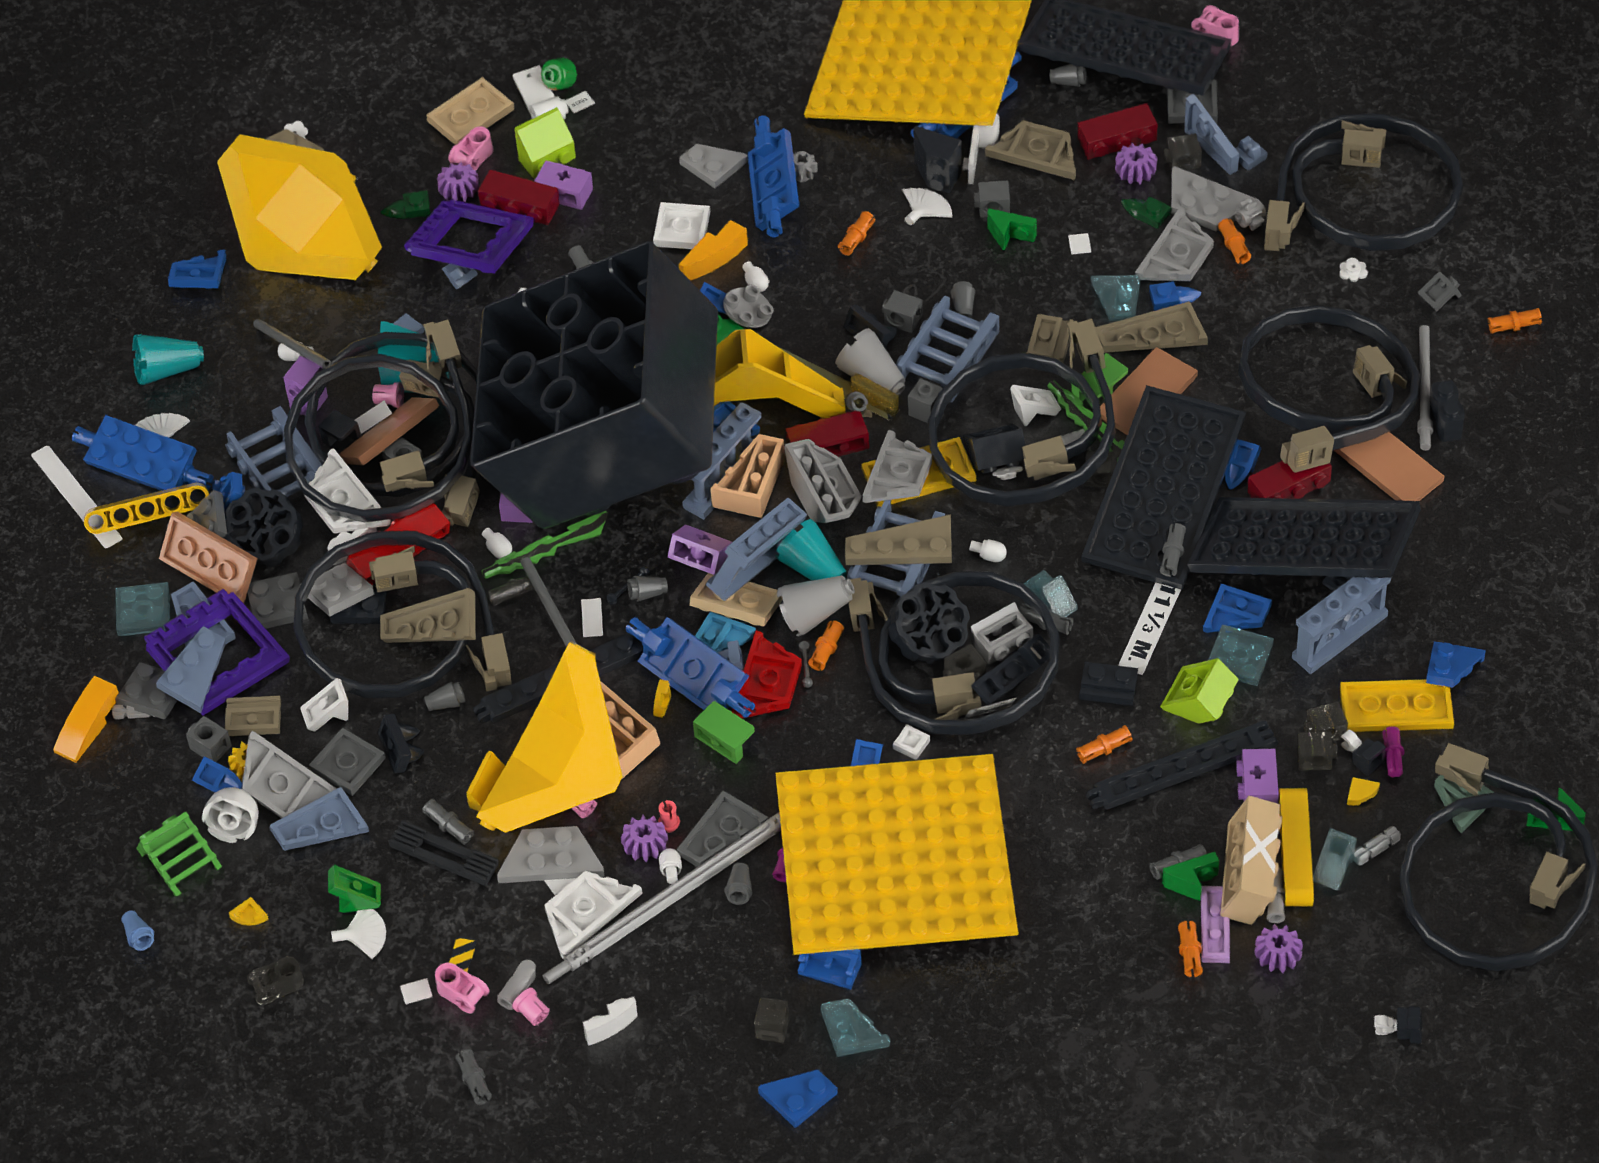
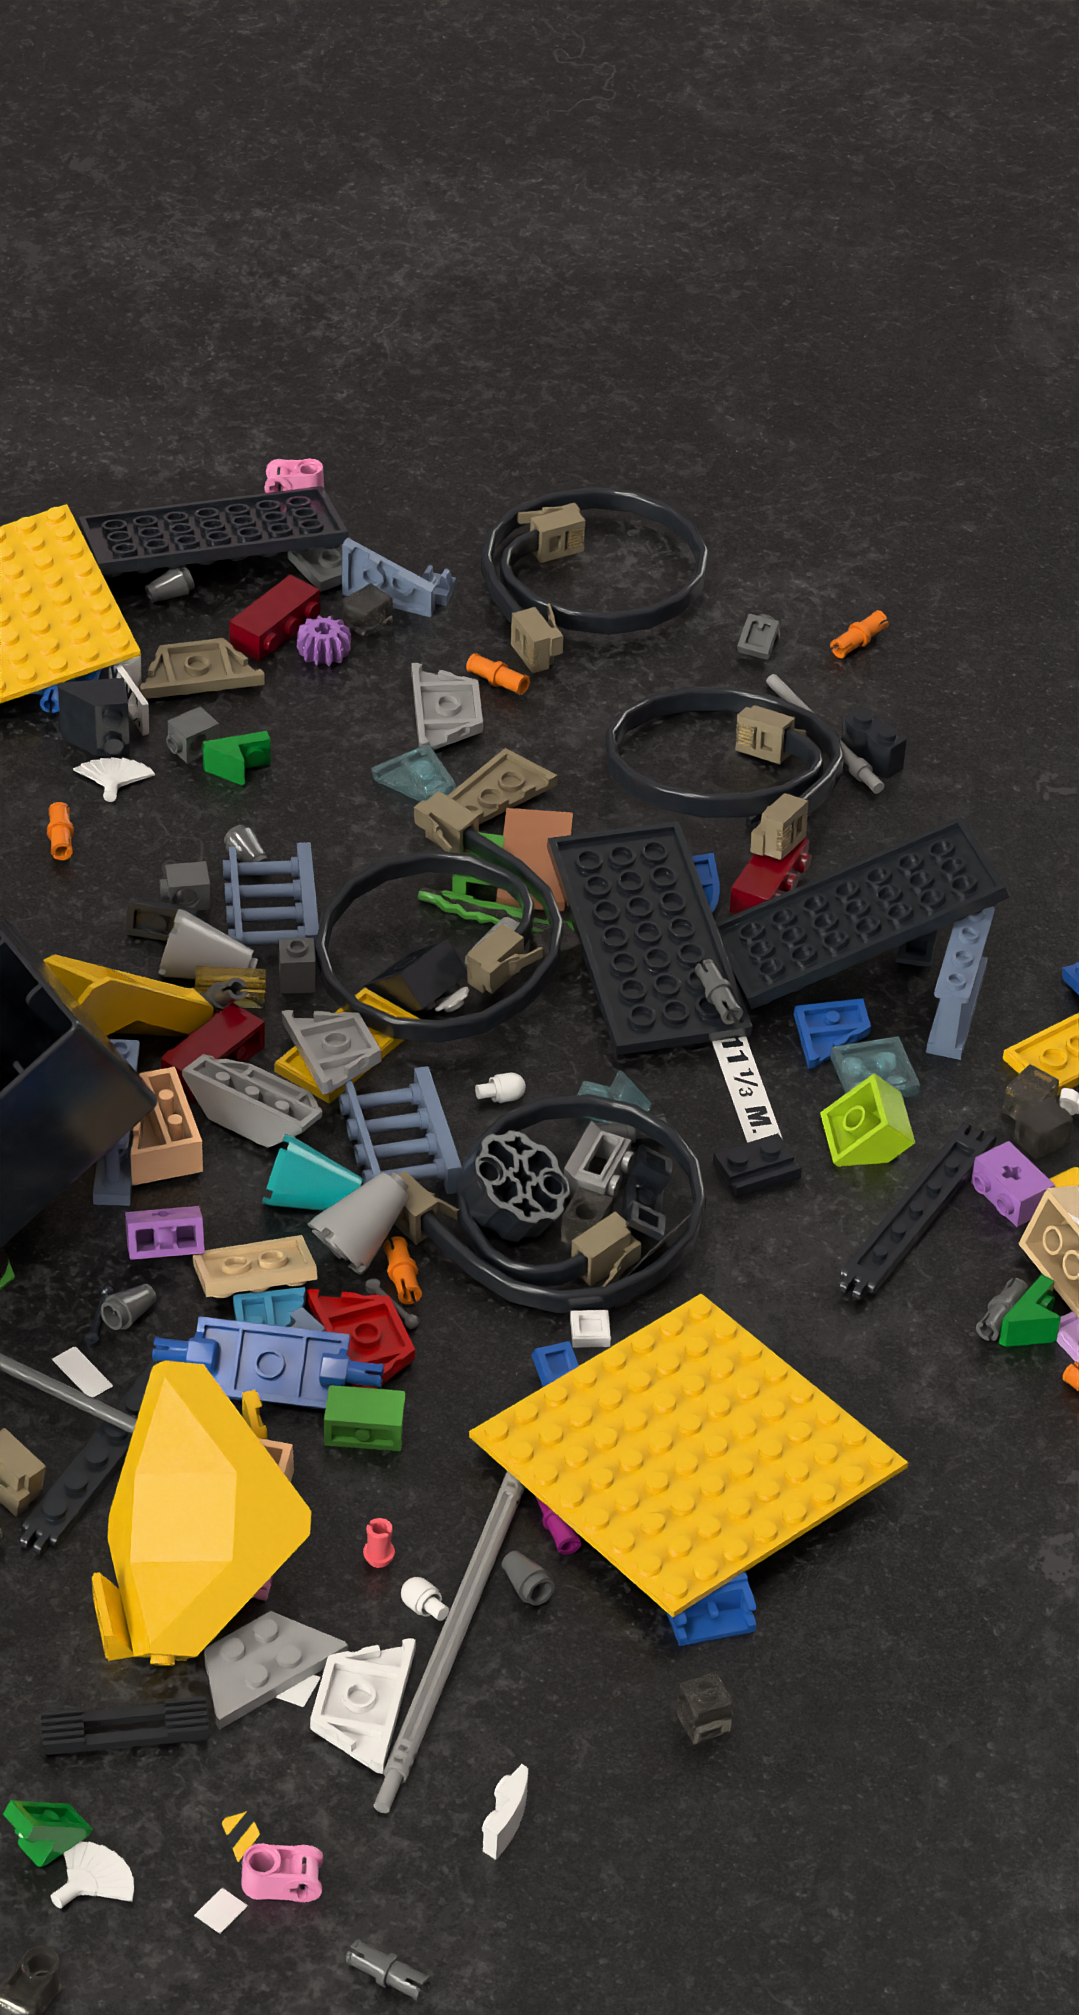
camera: 40 degrees left, 10 degrees down
(448, 821) = (99, 1686): dark grey pin -> none
(519, 982) = (352, 1832): light grey bar -> none
(531, 1006) = (393, 1848): bright pink bush -> none
(644, 838) = (368, 1582): medium lavender gear -> none
(718, 828) = (450, 1528): dark grey wing -> none
(755, 549) = (253, 1190): sand blue fence -> none
(798, 1095) = (802, 1780): blue wing -> none
(850, 1029) = (800, 1671): clear light blue wing -> none
(905, 544) = (415, 1114): dark tan wing -> none
(1031, 401) = (419, 918): white slope -> none
(1050, 337) = (377, 841): dark tan plate -> none
(1079, 243) = (324, 745): white sticker -> none
(1104, 744) = (811, 1227): orange pin -> none
(1150, 211) = (376, 683): dark green plate -> none
(1168, 295) = (470, 756): blue plate -> none
(1203, 199) = (433, 647): light grey wing -> none
(1250, 213) = (494, 639): light grey gear -> none
(1353, 270) = (645, 655): white plant -> none
(1393, 467) = (864, 820): nougat tile -> none

